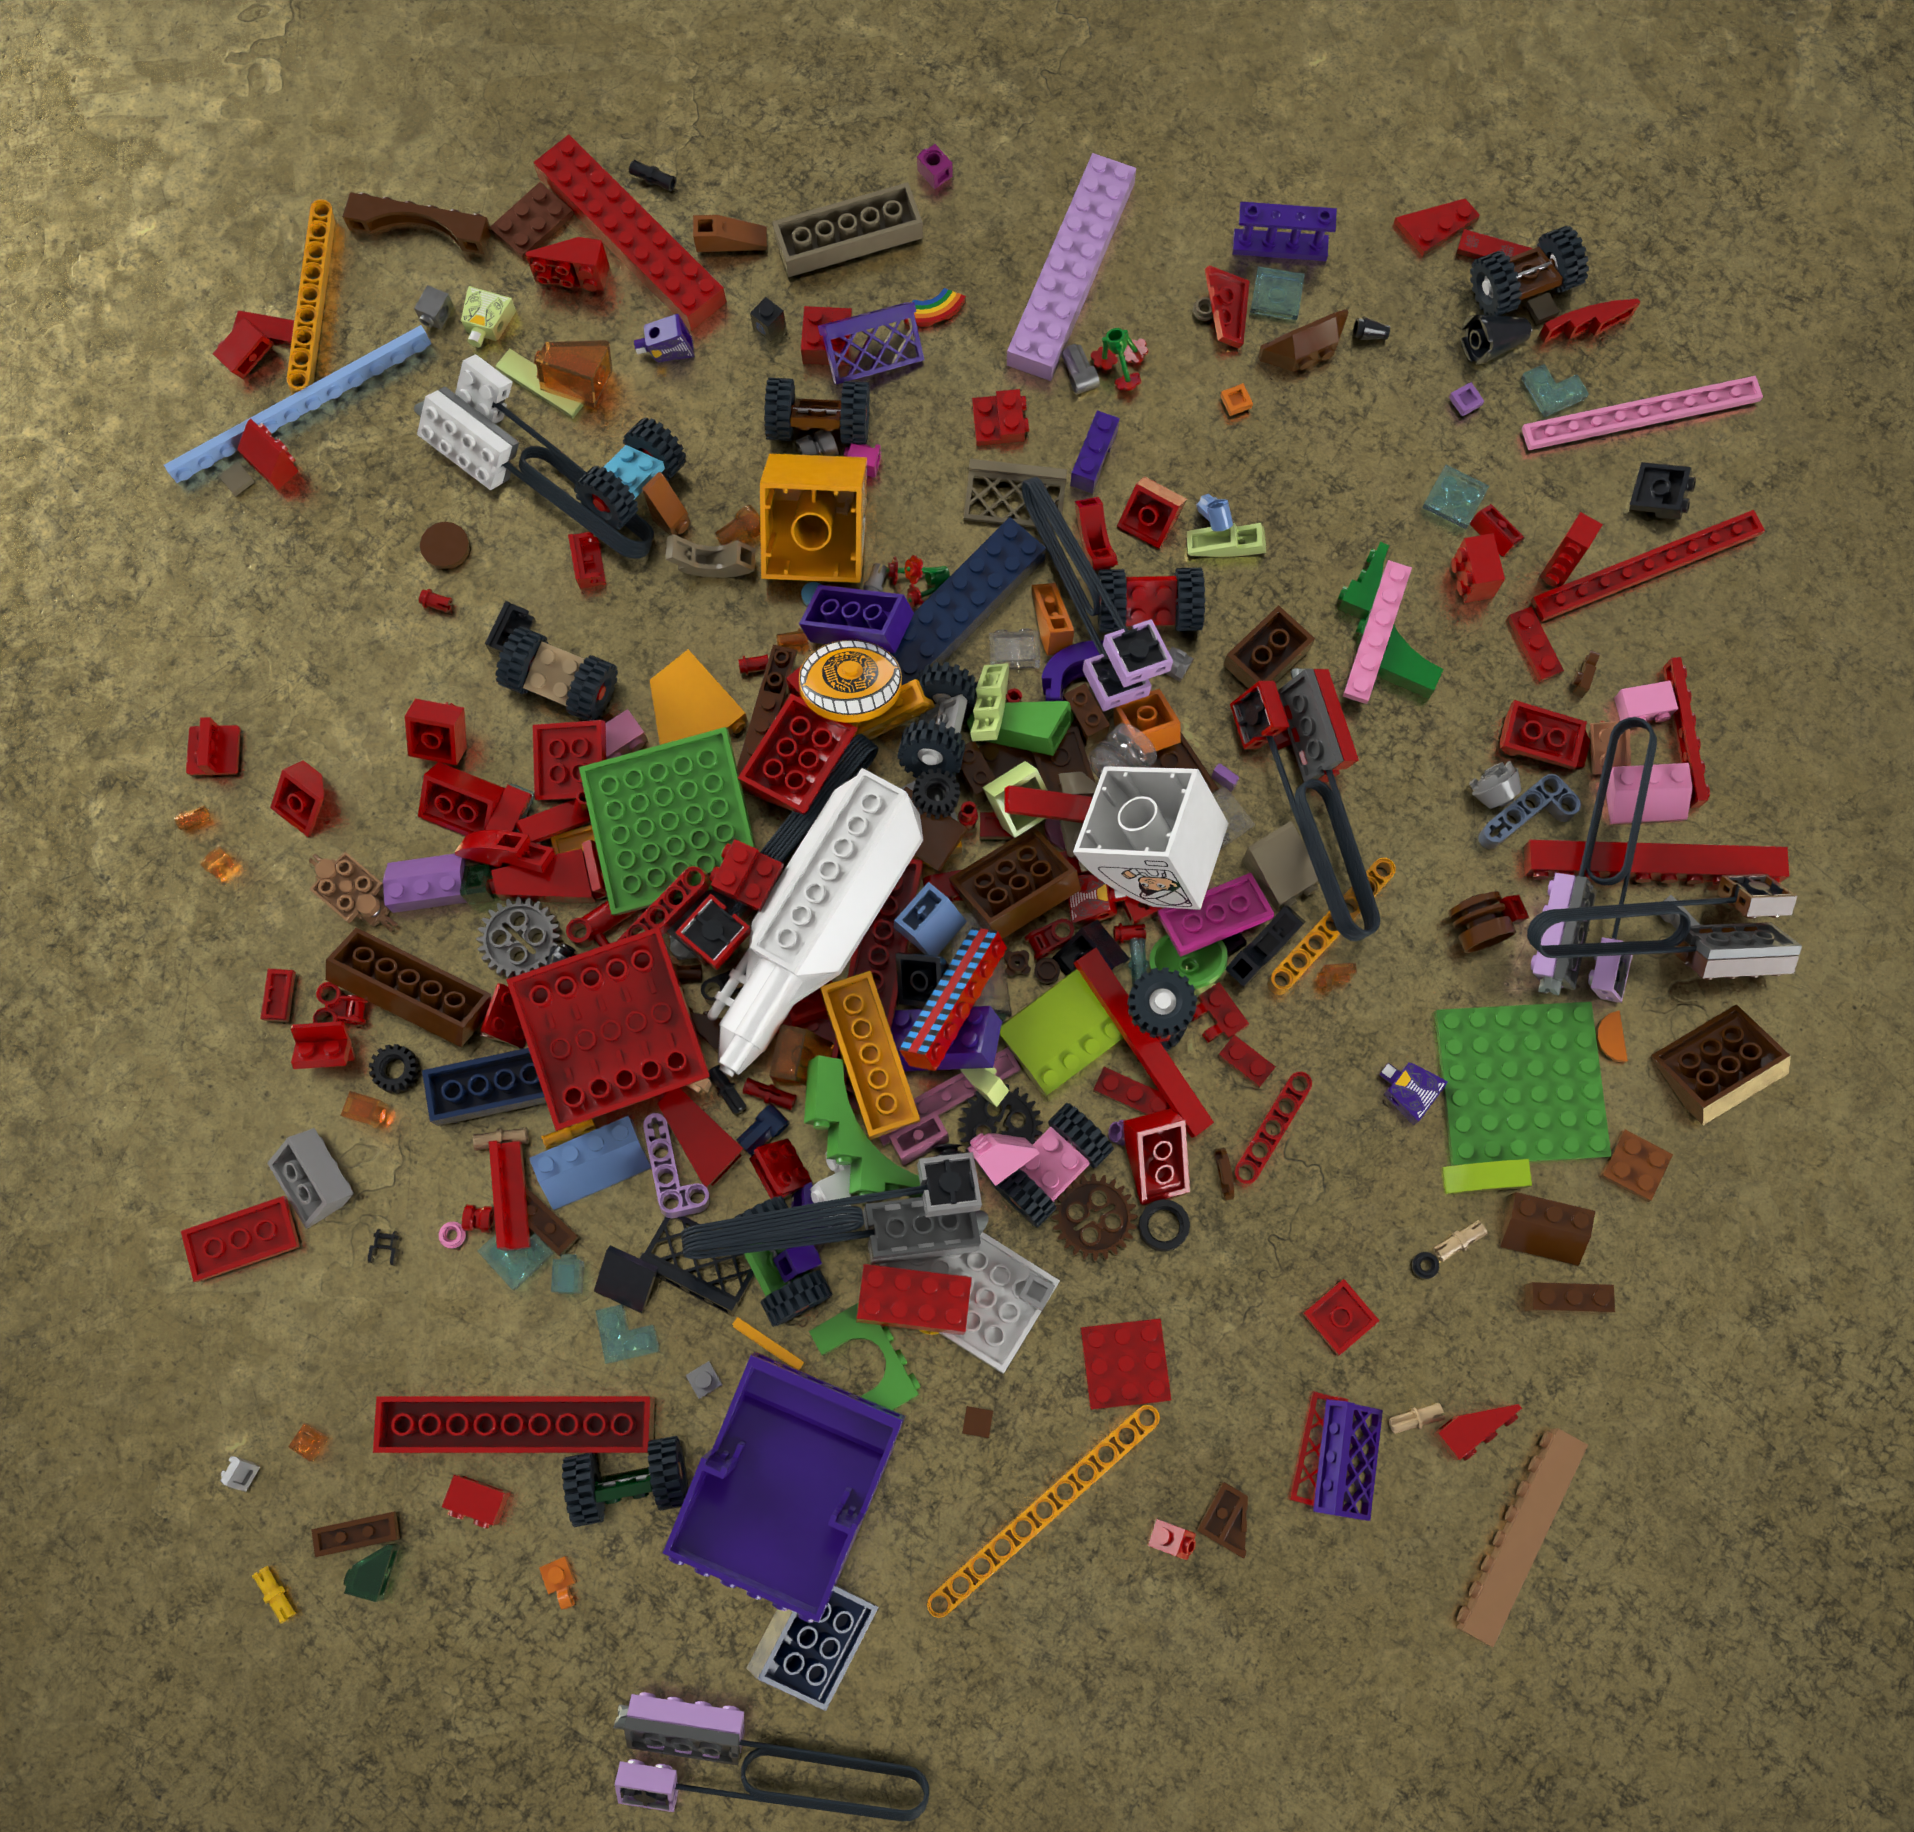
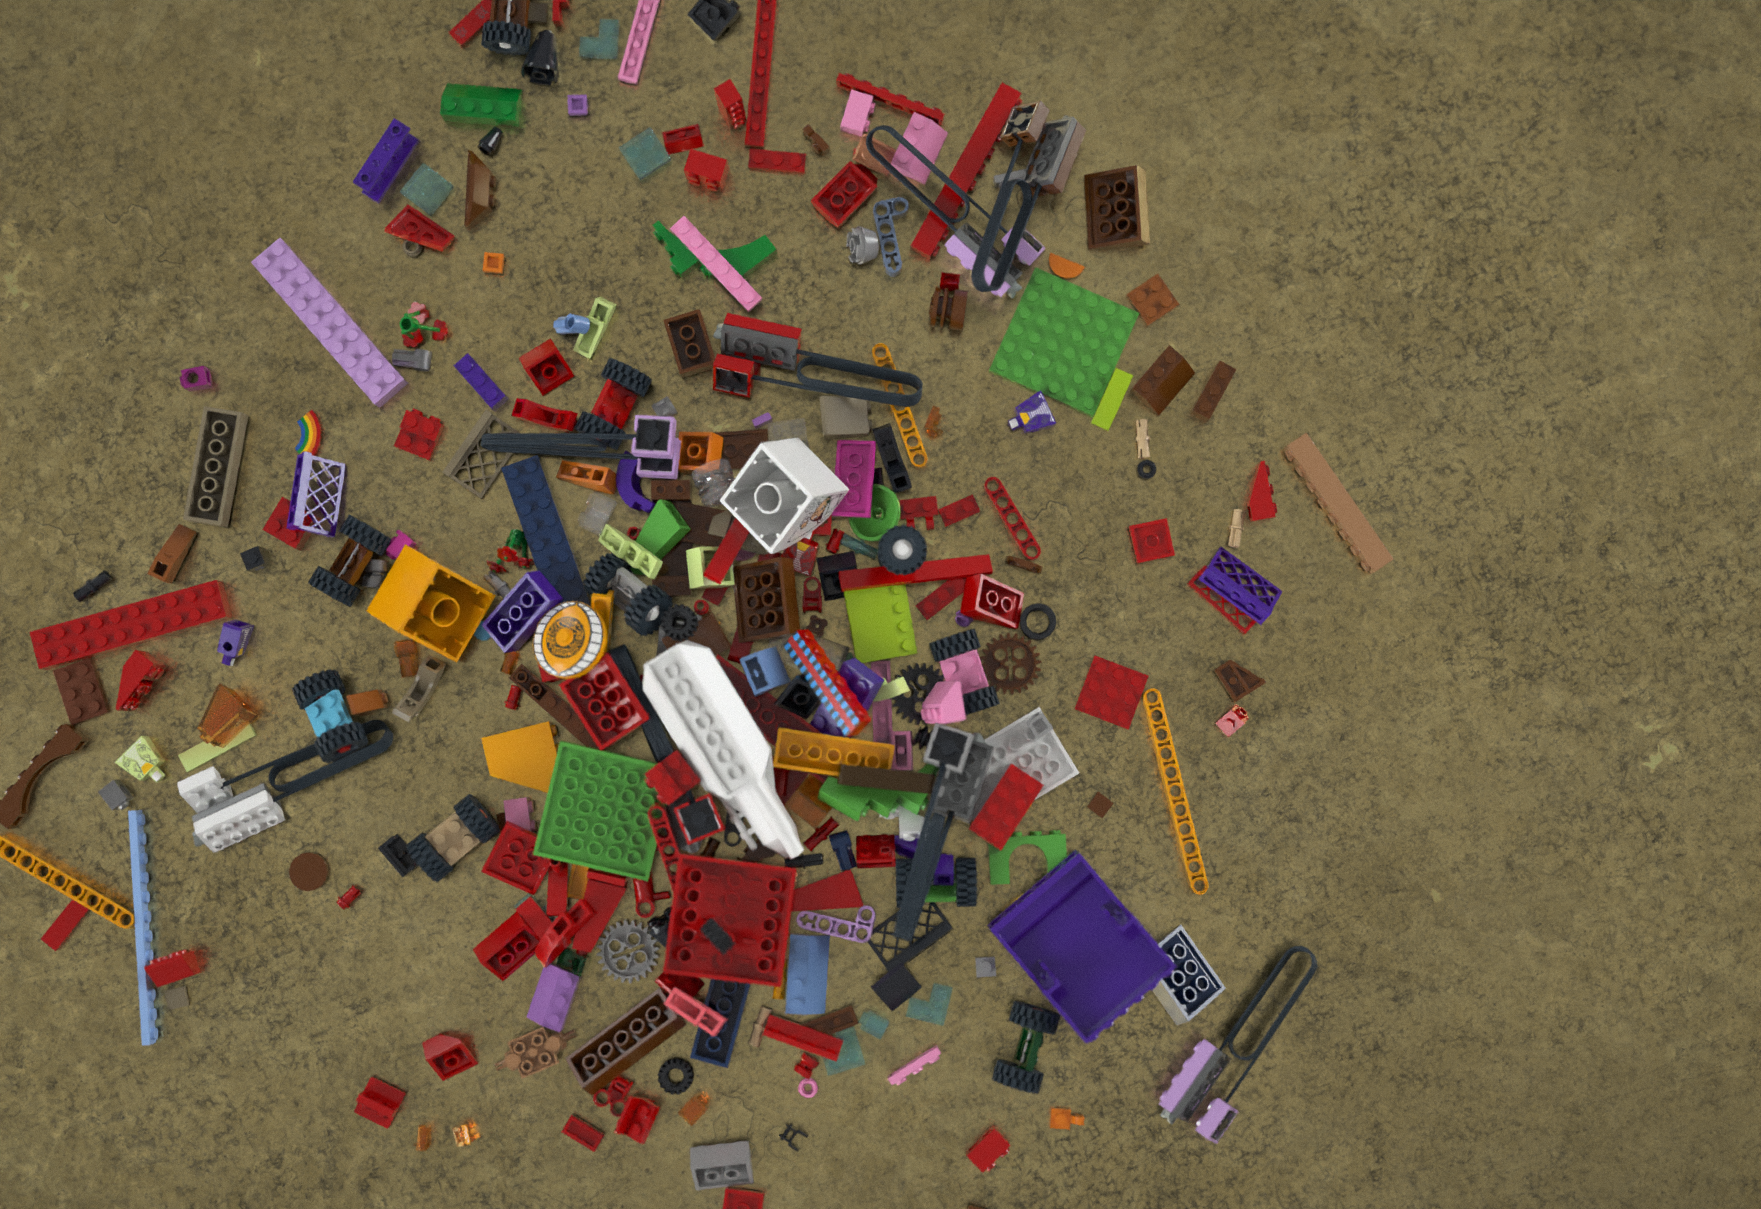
camera: 65 degrees left, 10 degrees up
(243, 348) = (75, 948): red brick -> none
(435, 731) = (451, 940): red brick -> none
(479, 1047) = (695, 1011): none -> coral slope
(513, 1424) = (953, 1102): red brick -> none
(538, 1353) = (914, 1066): none -> bright pink plate
(579, 1018) = (717, 936): none -> black tyre
(587, 560) = (374, 776): red hinge -> none
(768, 1344) = (984, 914): light orange tile -> none
(872, 1128) = (886, 779): none -> dark brown beam
(1047, 970) = (832, 608): reddish brown plate -> none
(1404, 301) = (481, 104): none -> green slope
(1436, 224) = (434, 48): red wing -> none

